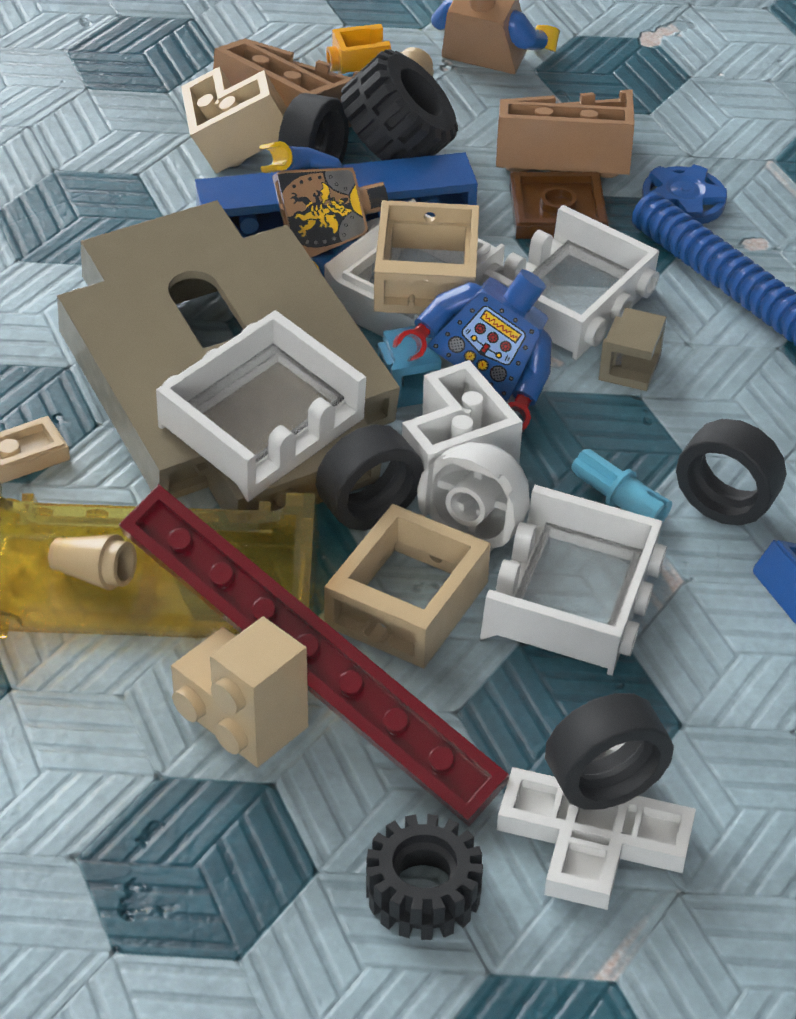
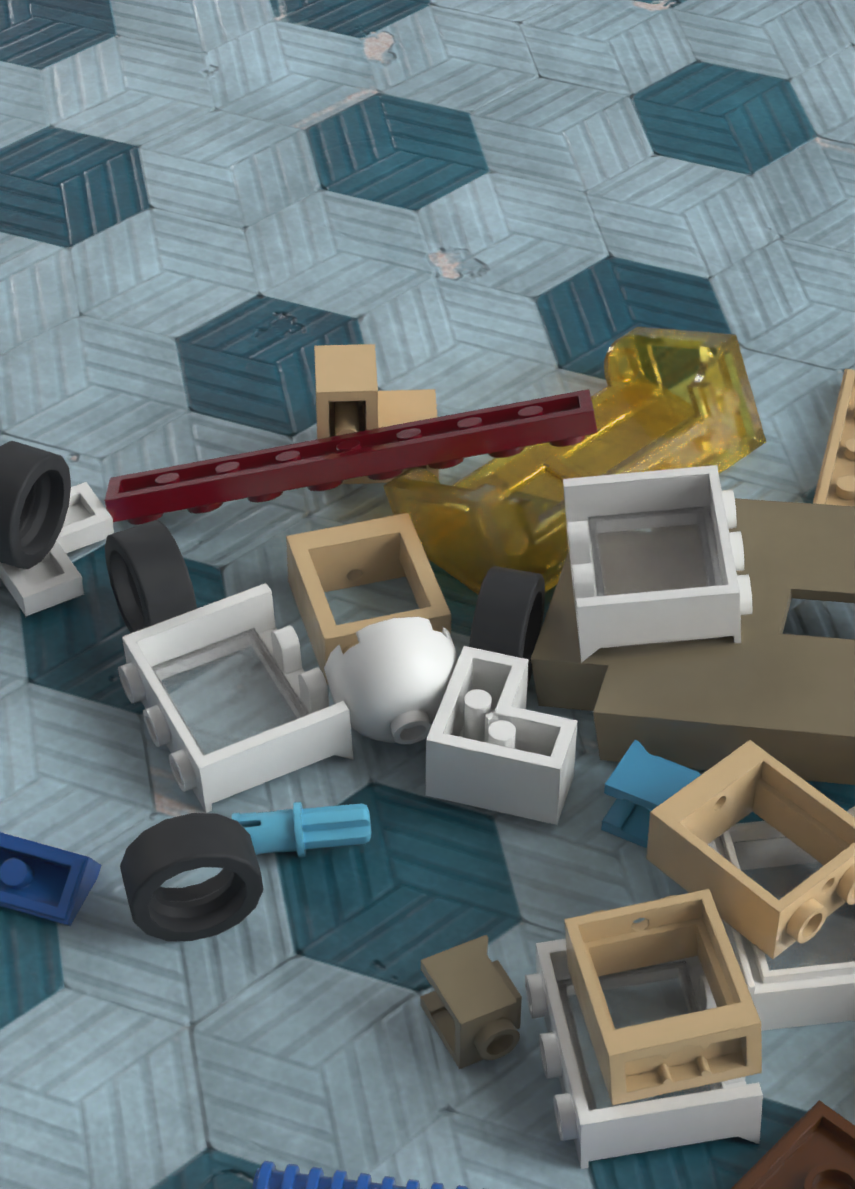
camera: 135 degrees right, 0 degrees up
(95, 559) = (620, 436): tan cone -> none
(418, 906) = (95, 405): black tyre -> none
(495, 331) = (583, 826): blue torso -> none
(555, 666) = (148, 575): none -> black tyre
(565, 202) = (678, 1049): none -> tan window

